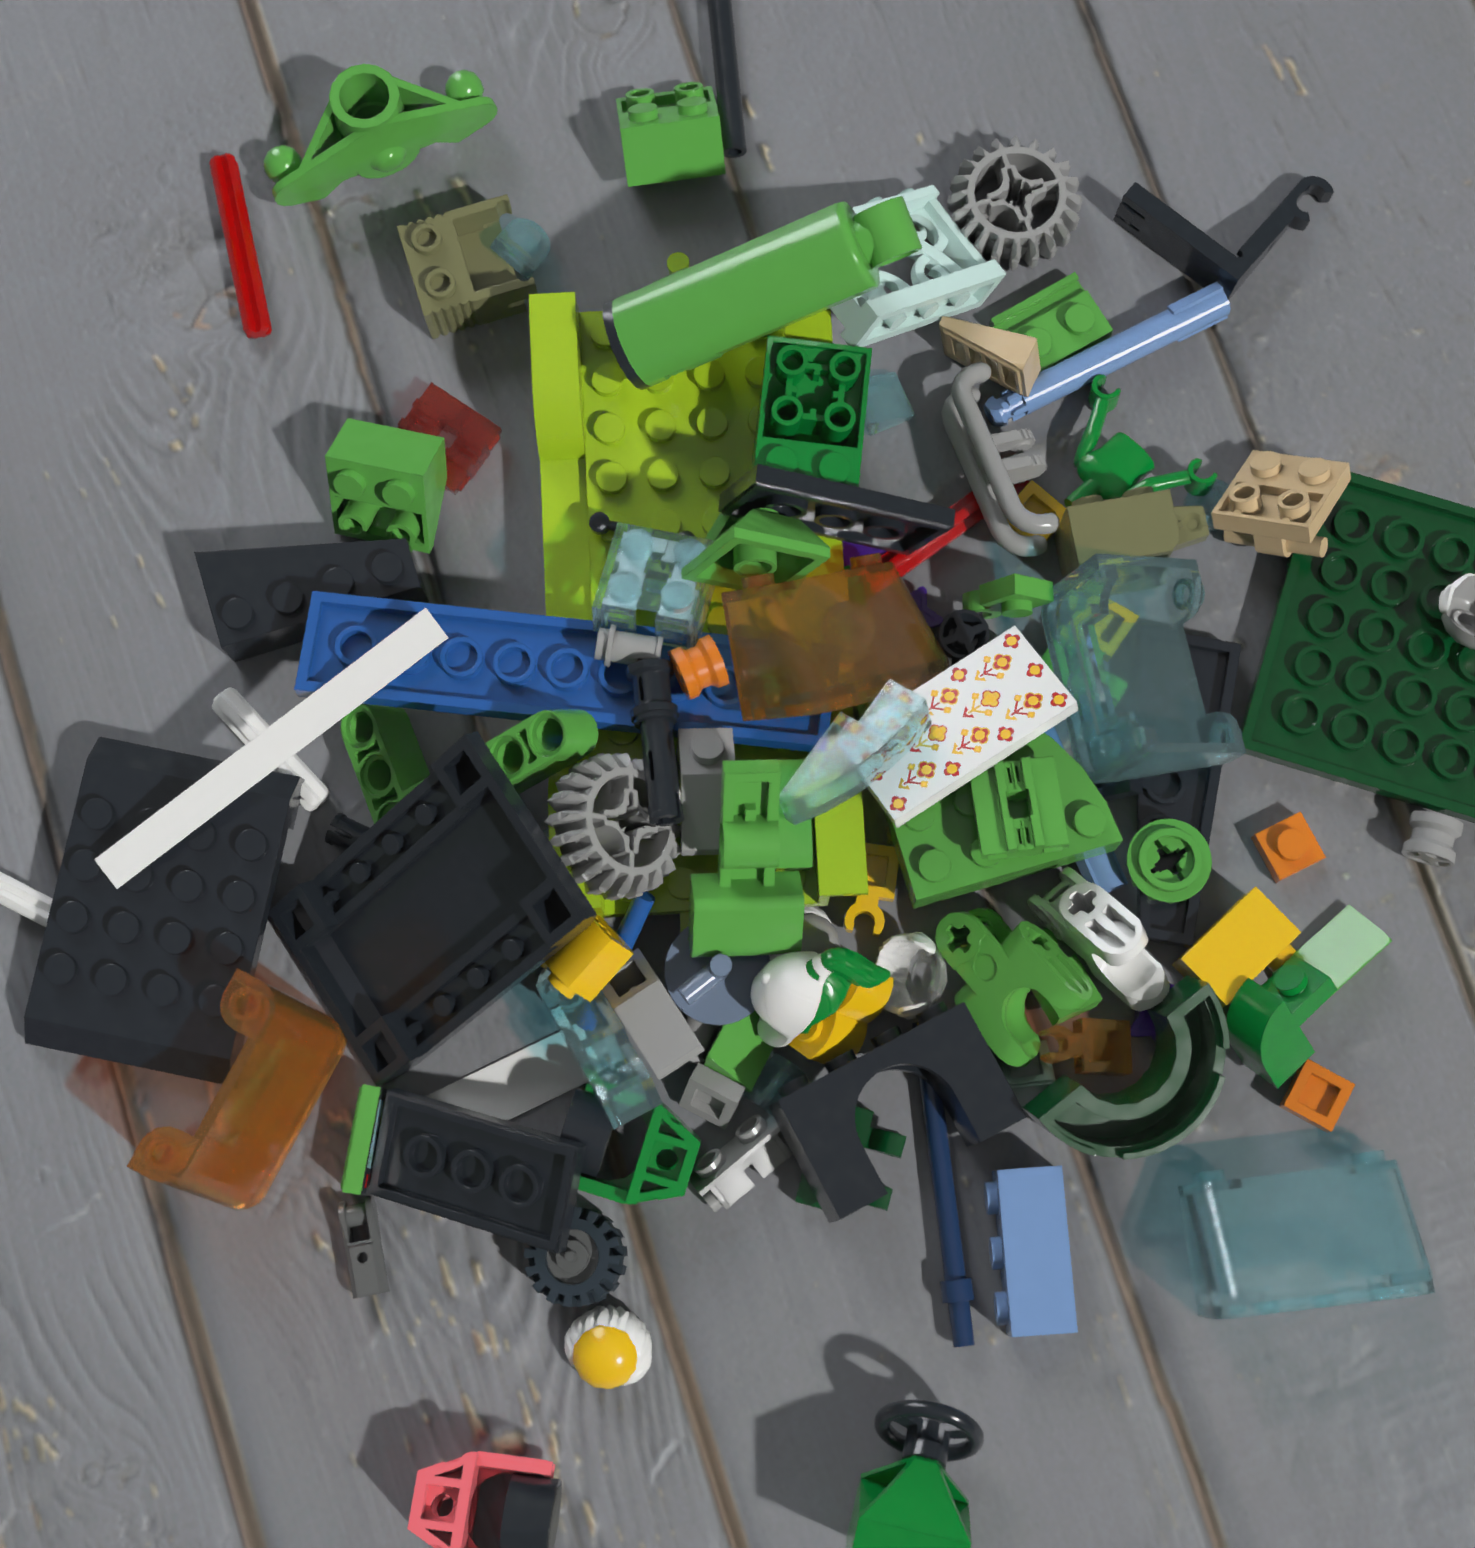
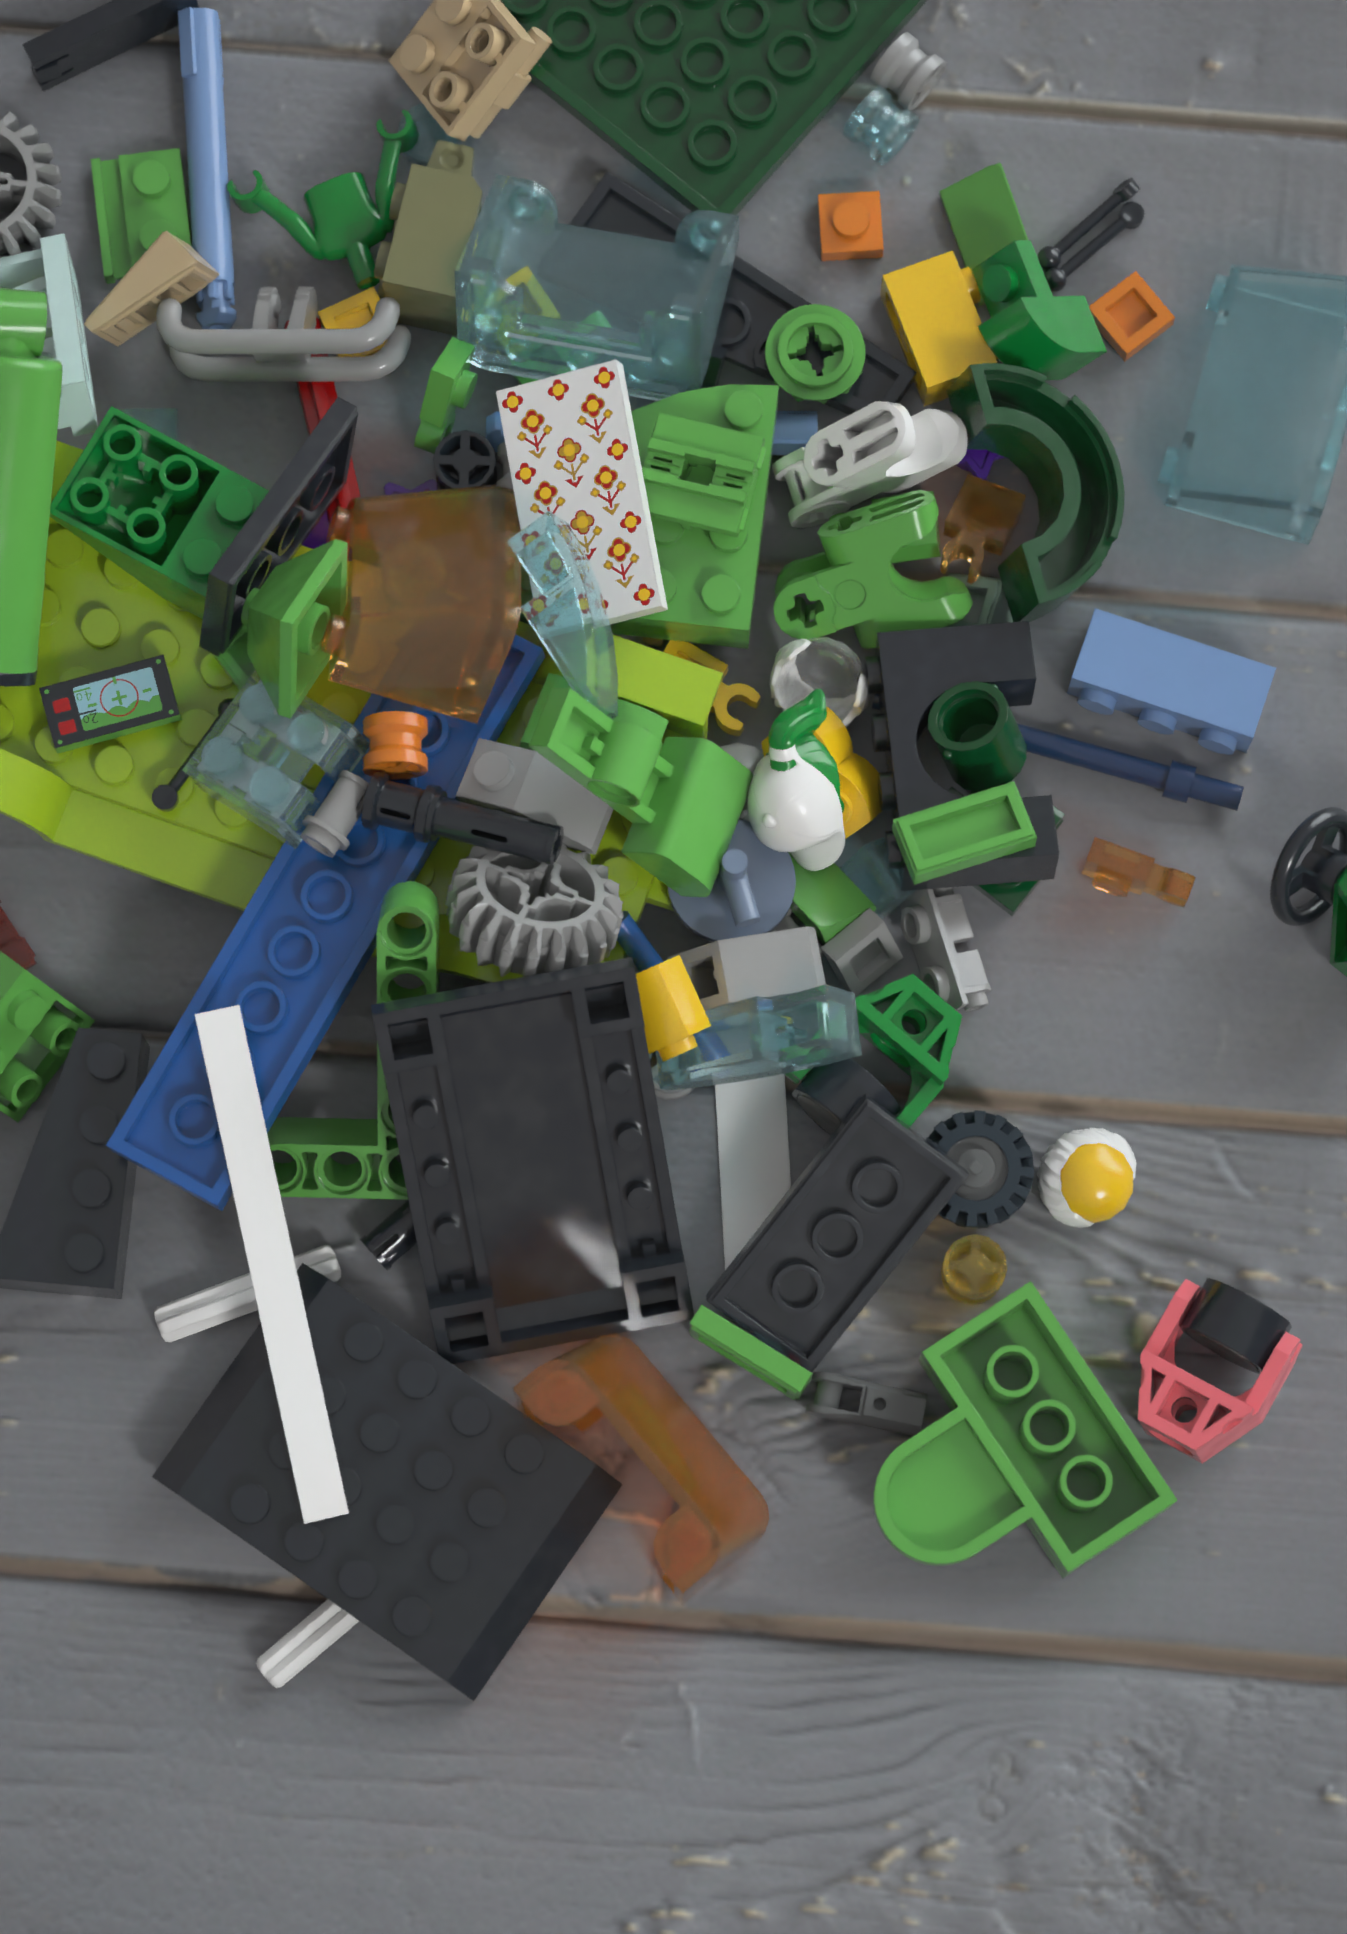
camera: 70 degrees left, 0 degrees up
(362, 1382) = (1021, 1446): none -> bright green brick
(489, 1290) = (974, 1257): none -> clear yellow wheel
(653, 453) = (110, 704): none -> tile
(824, 1136) = (964, 832): none -> bright green tile
(862, 1273) = (1122, 870): none -> clear orange plate
(915, 1114) = (977, 736): none -> dark green piece
(1336, 1012) = (1051, 256): none -> black hinge
(1378, 836) = (881, 125): none -> clear light blue wheel
(1399, 1062) = (1129, 217): none -> black hinge

